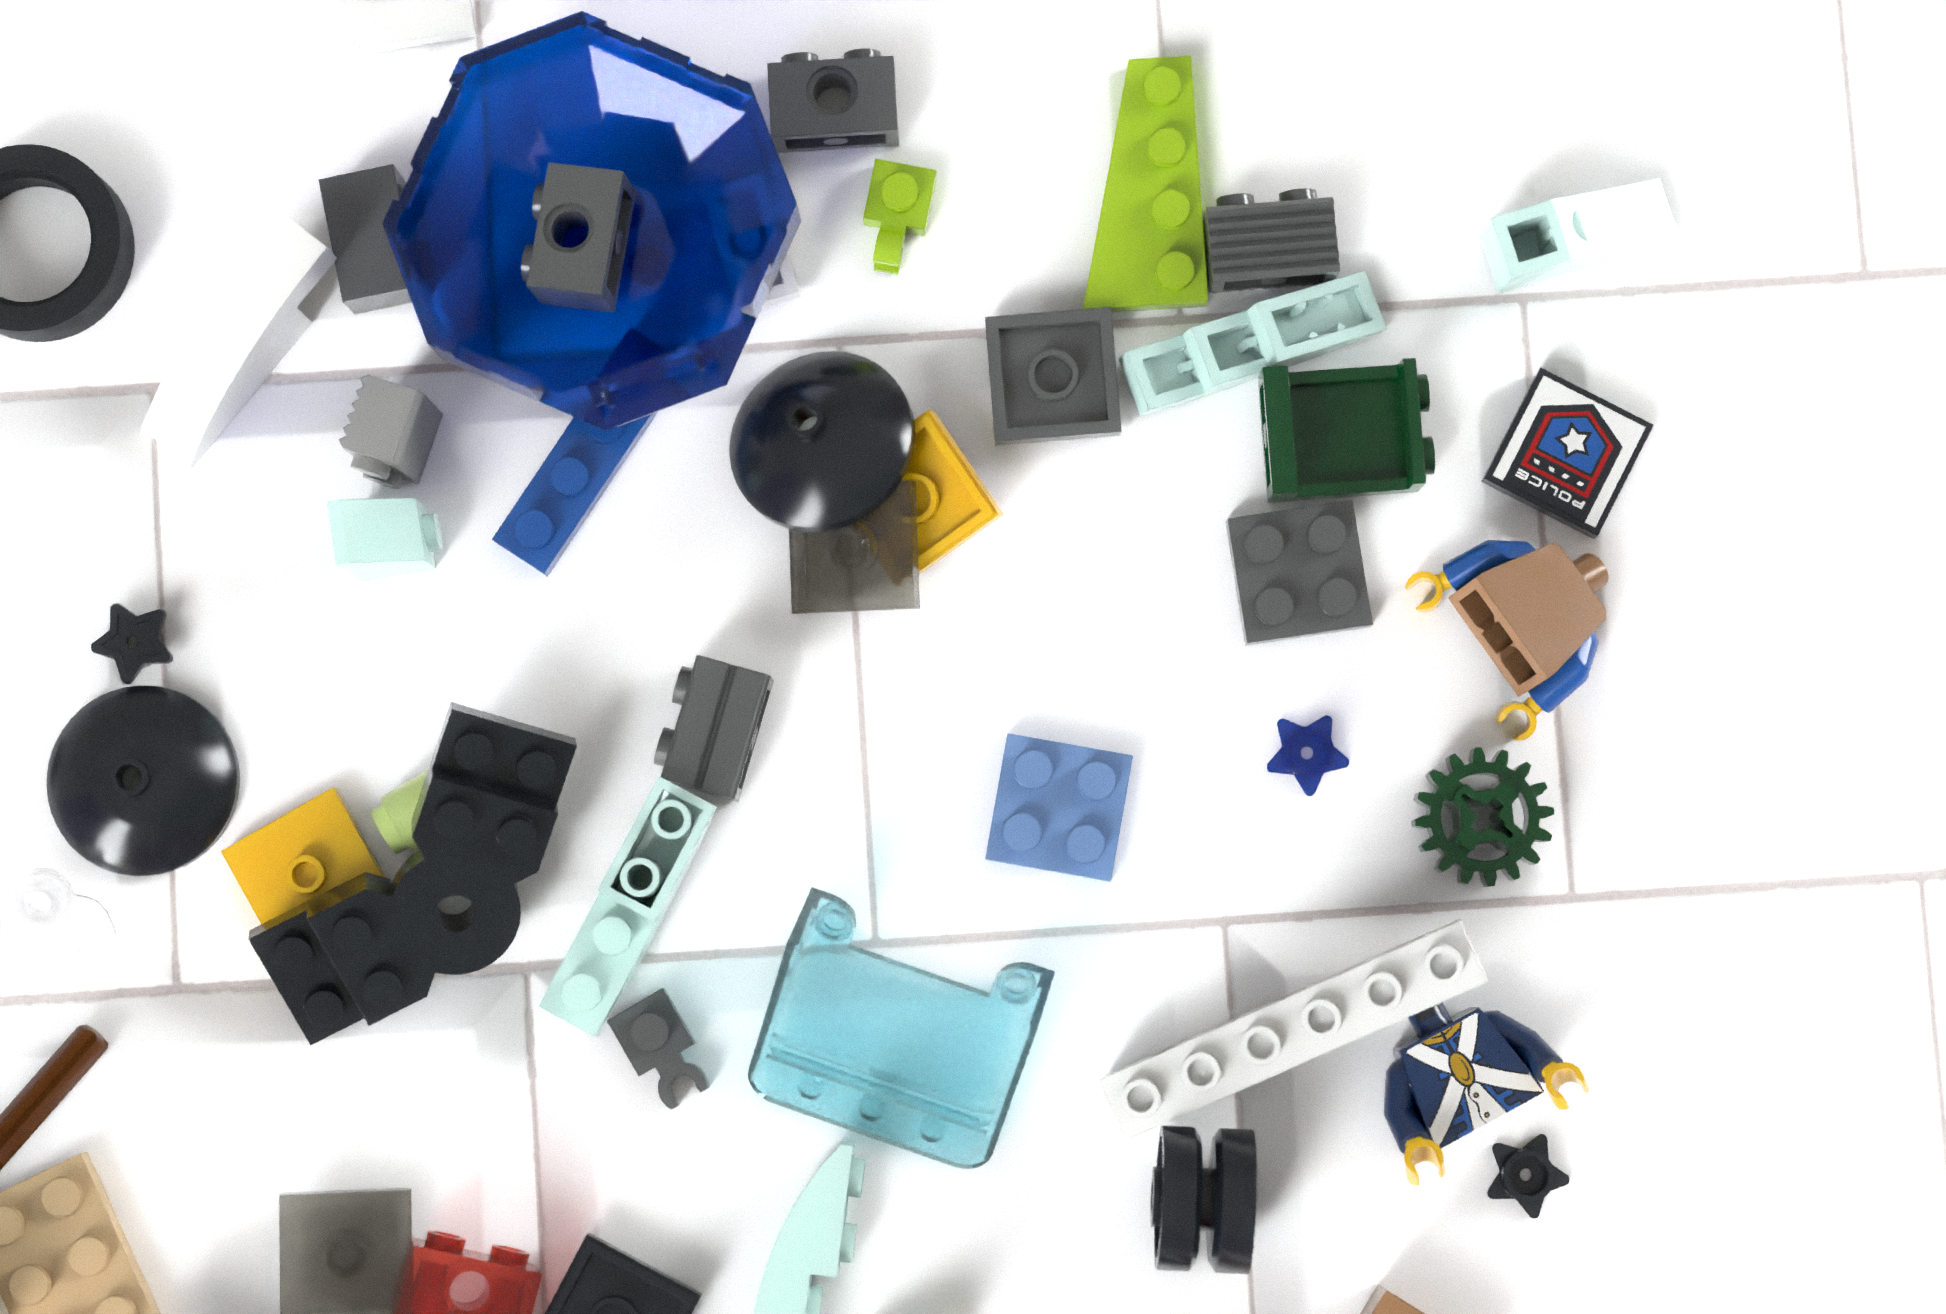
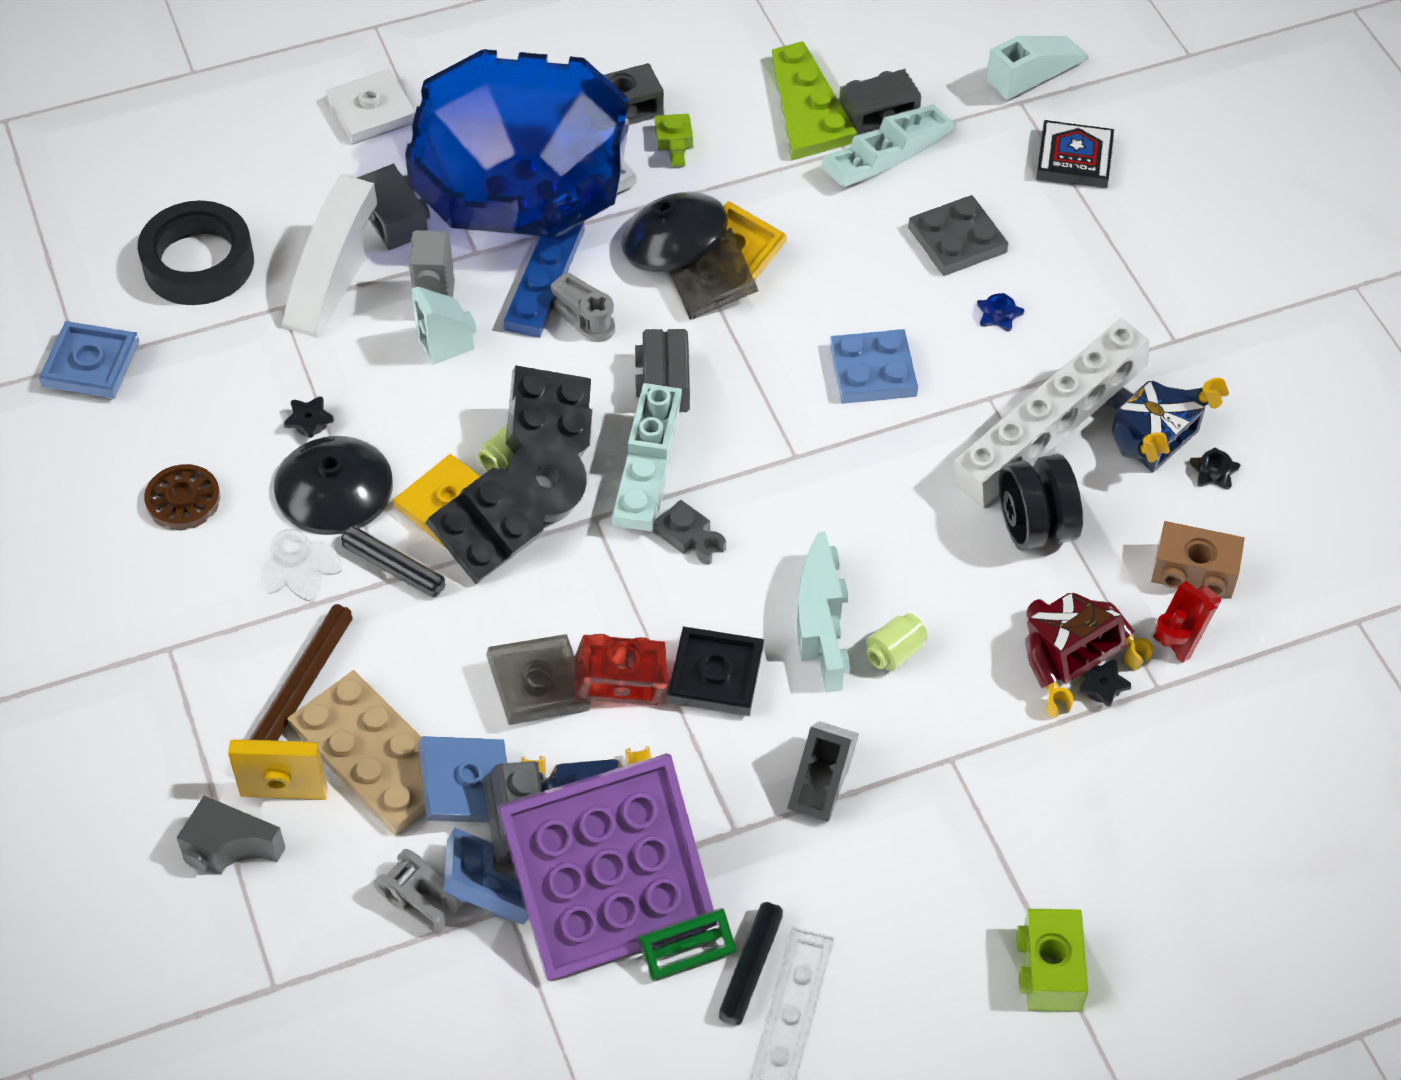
camera: 20 degrees left, 30 degrees down
(192, 965) = (393, 561): none -> black axle
(592, 271) = (509, 161): dark grey brick -> none
(623, 551) = (584, 307): none -> light grey piece
(893, 1043) = (845, 497): clear light blue windscreen -> none
(1053, 376) = (788, 181): dark grey plate -> none
(1344, 431) = (954, 168): dark green panel -> none
(1500, 795) = (1104, 301): dark green gear -> none
(1529, 614) = (1089, 211): medium nougat torso -> none

